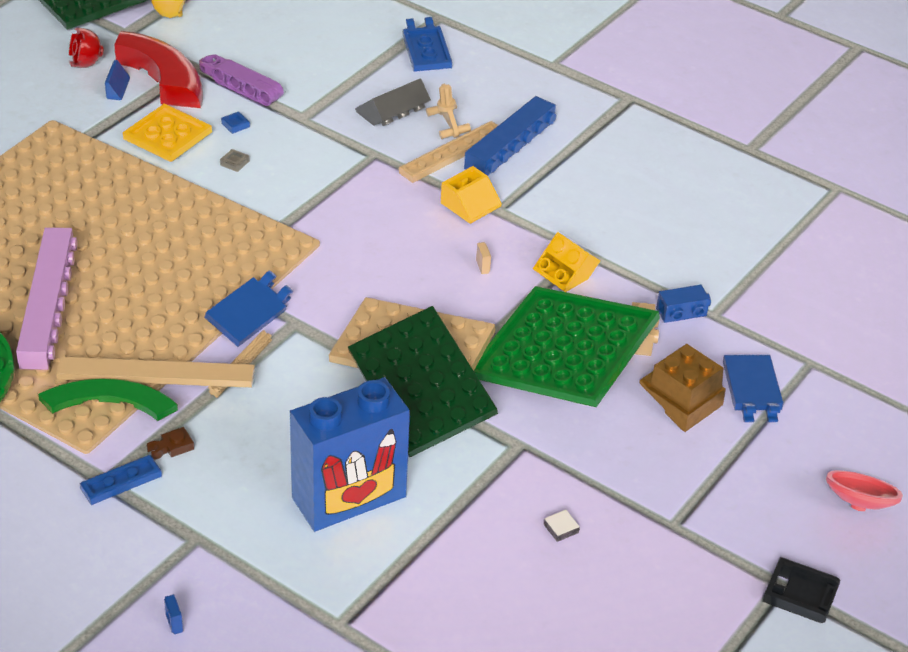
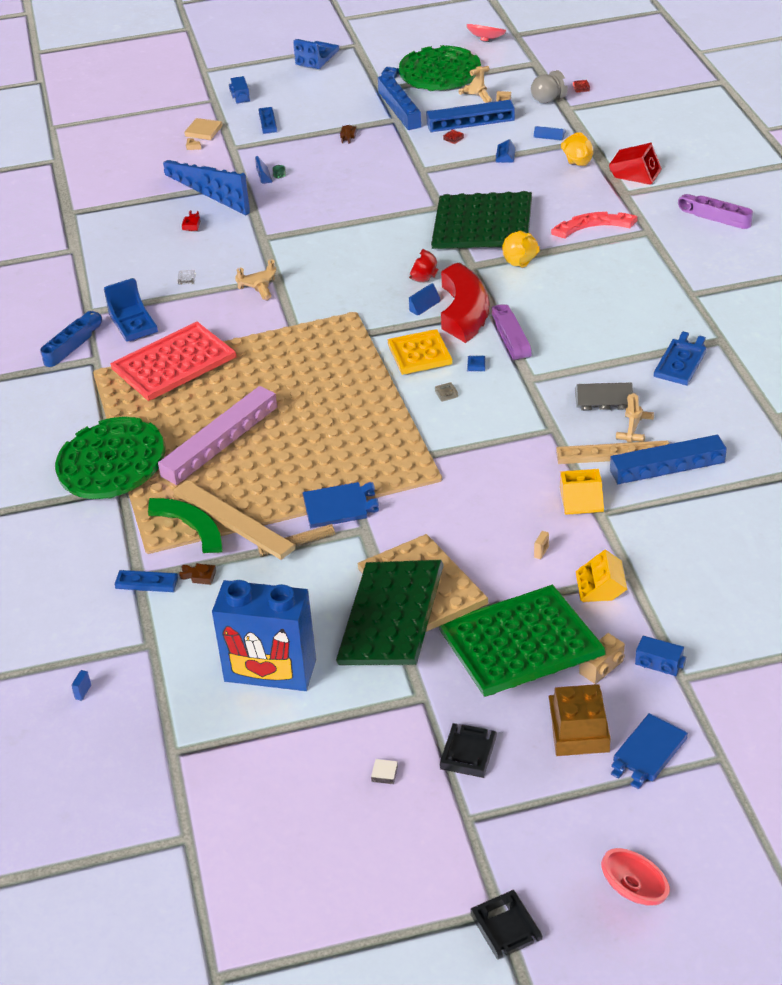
camera: 45 degrees right, 0 degrees up
(608, 465) = (468, 747): none -> black container

